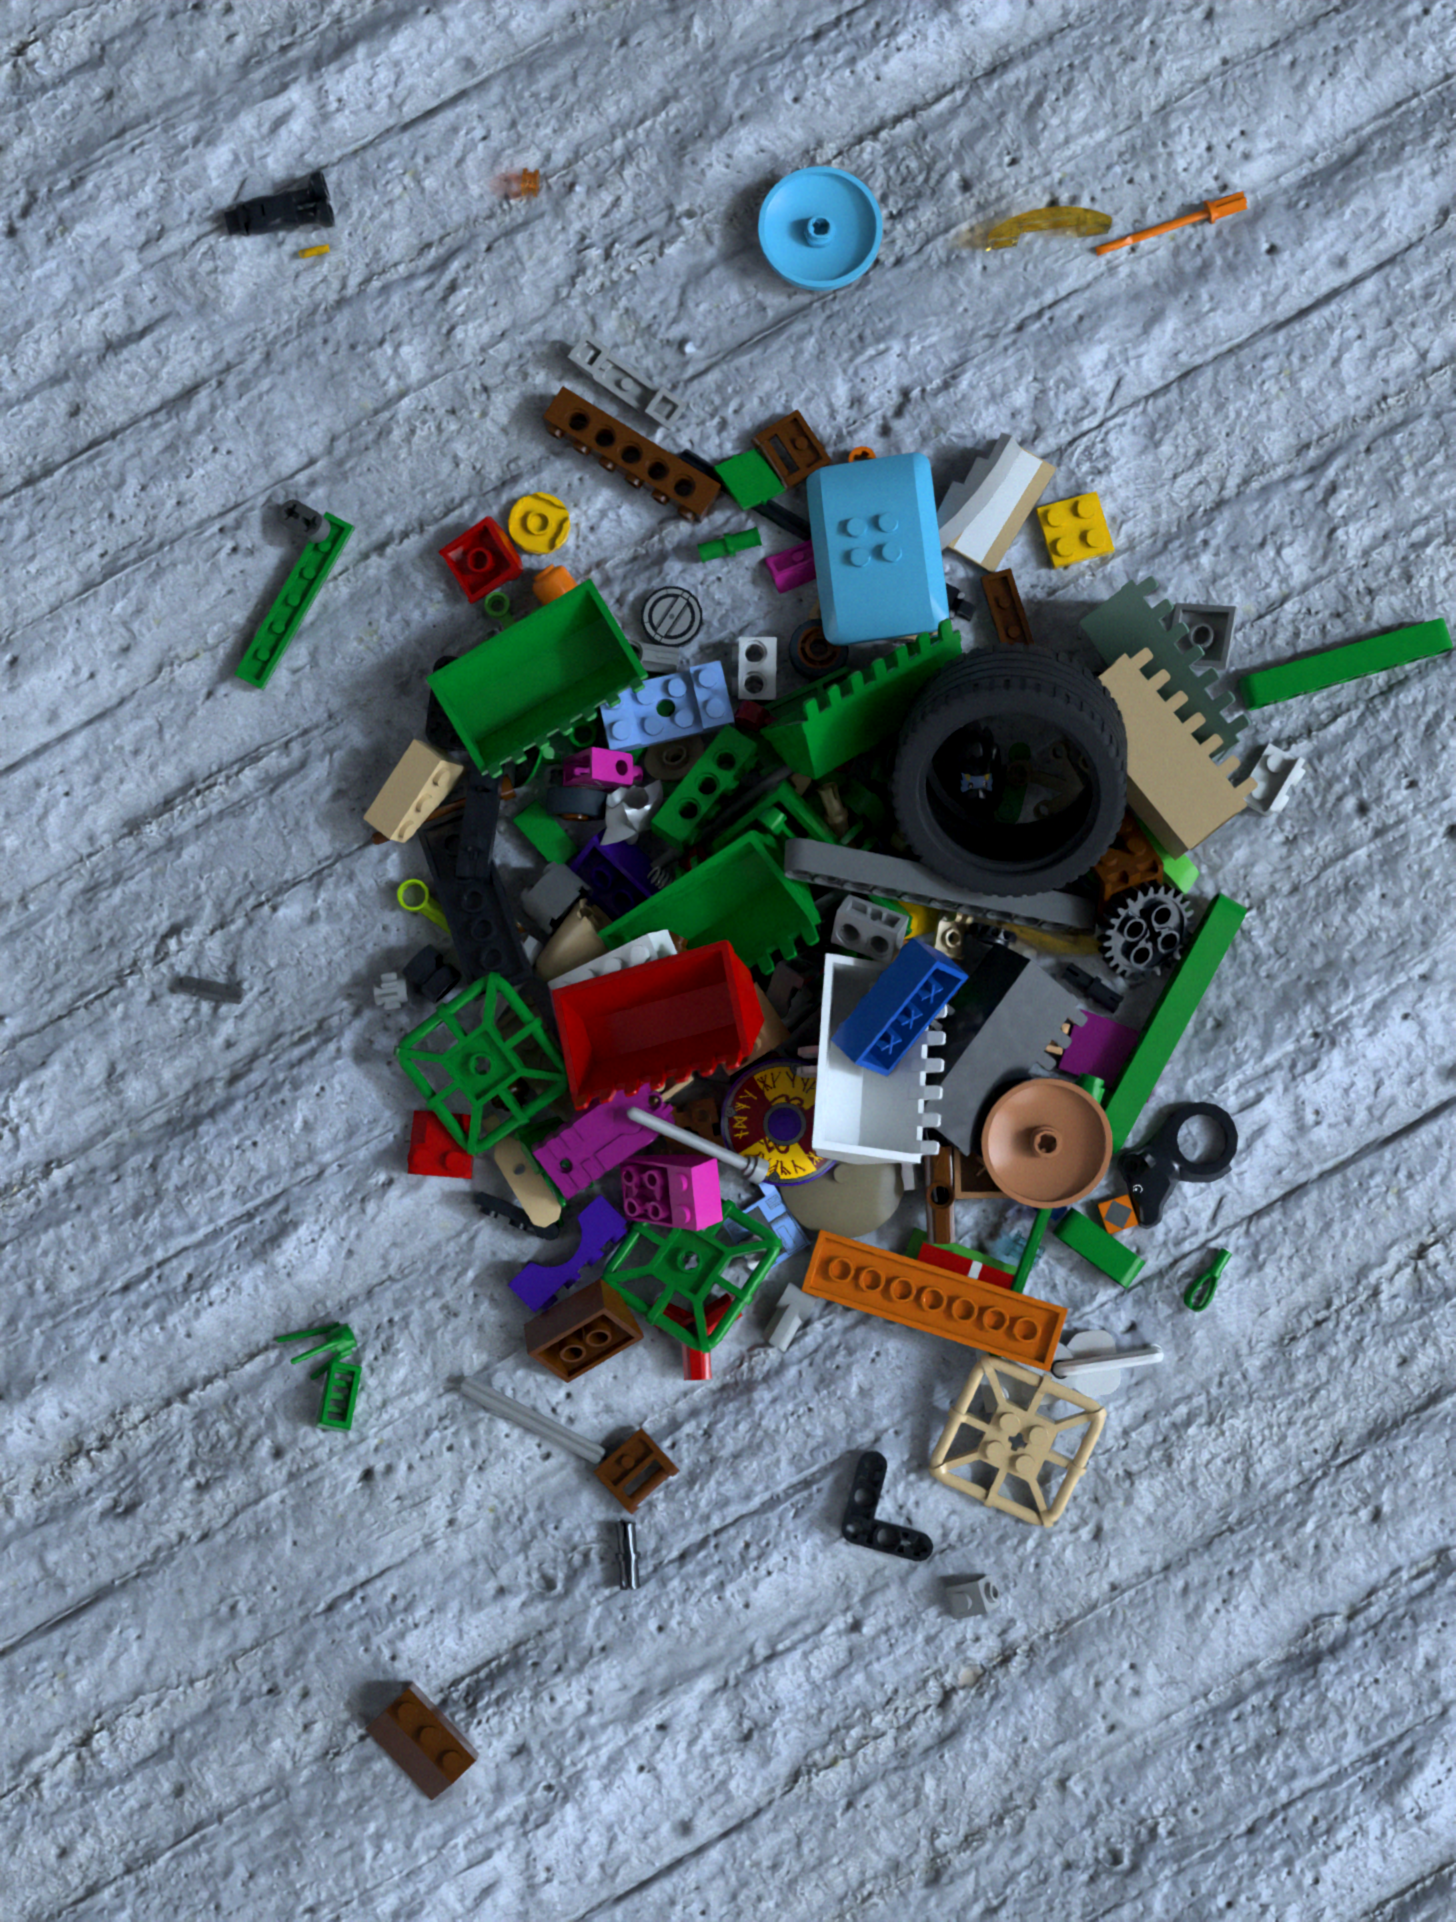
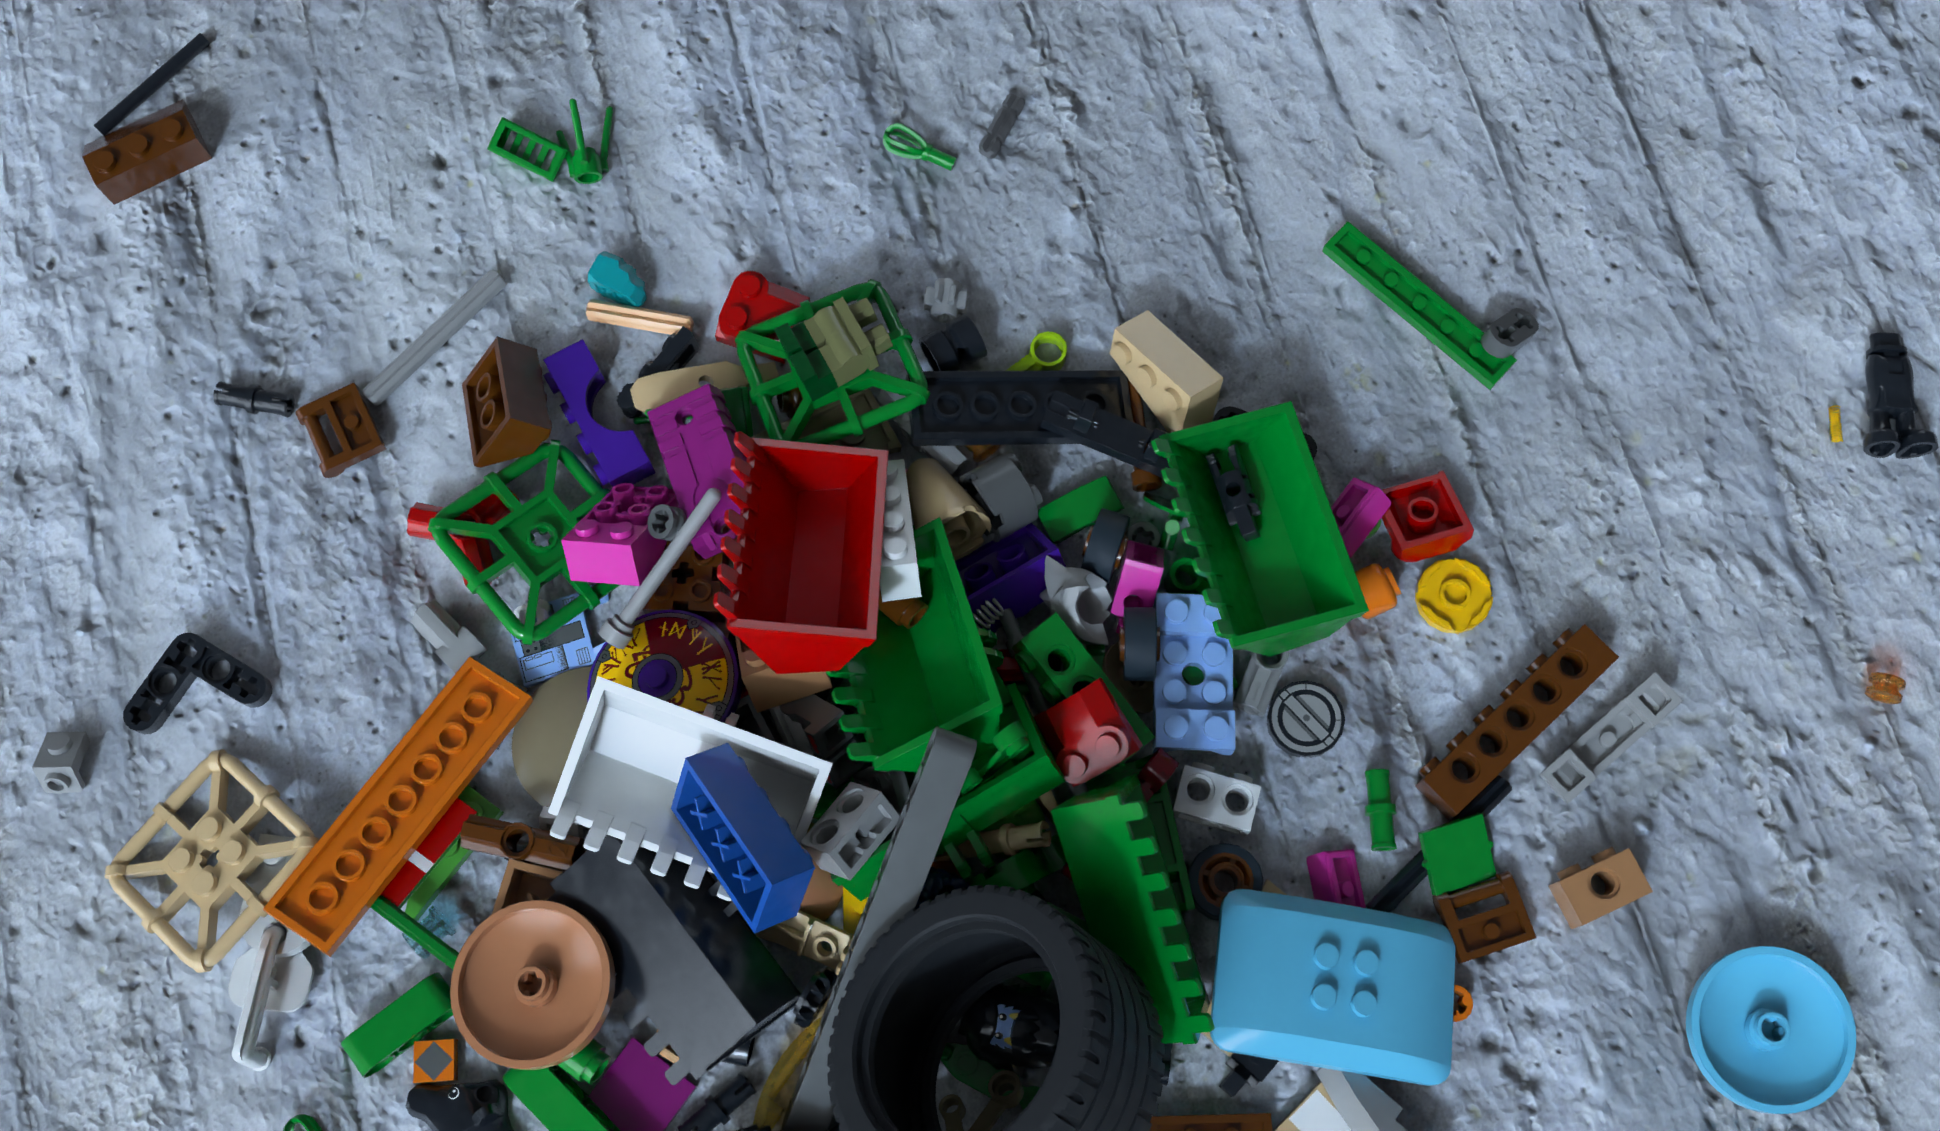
camera: 105 degrees right, 10 degrees down
(253, 1045) = (926, 152): none -> green piece
(357, 1762) = (151, 84): none -> black bar
(442, 1275) = (616, 280): none -> teal rock
(470, 1249) = (637, 317): none -> light nougat axle
(472, 1062) = (833, 346): none -> olive hips
(494, 612) = (1358, 512): none -> dark pink slope
(520, 698) = (1242, 507): none -> black hinge
(655, 753) = (1139, 643): none -> black wheel
(656, 1157) = (661, 525): none -> dark grey bush
(741, 352) = (1622, 882): none -> medium nougat brick
(741, 772) = (1087, 733): none -> red slope

